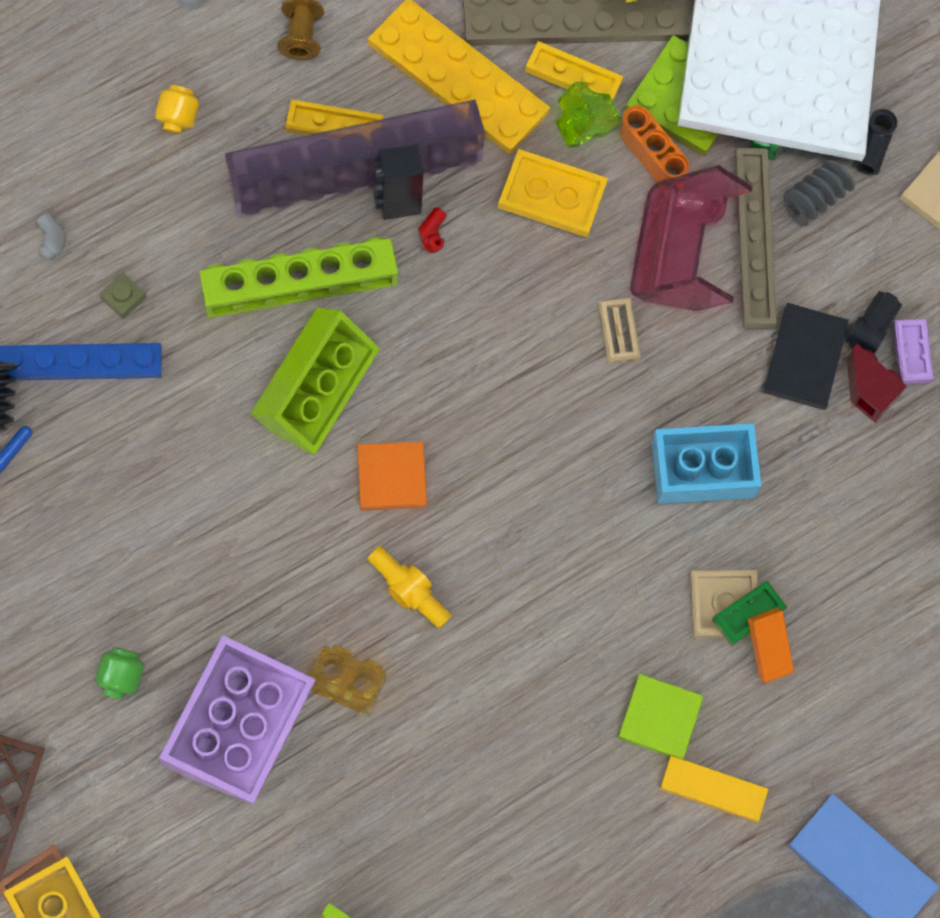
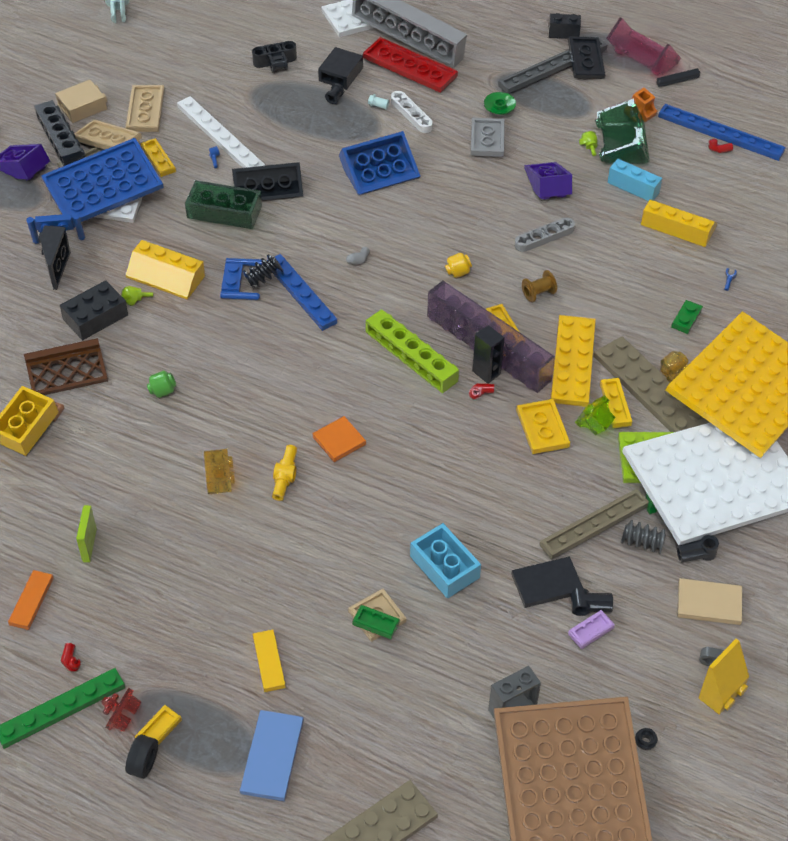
camera: 65 degrees right, 20 degrees down
(122, 295) = (350, 295): olive plate -> none
(236, 721) = (165, 432): lavender slope -> none
(315, 380) = (364, 383): lime slope -> none
(622, 356) = (495, 494): tan tile -> none
(652, 135) = (604, 454): orange beam -> none
(660, 717) = (292, 616): lime tile -> none
(674, 234) = (565, 489): clear pink windscreen -> none
(771, 645) = (365, 640): orange tile -> none
(871, 384) = (553, 616): dark red slope -> none

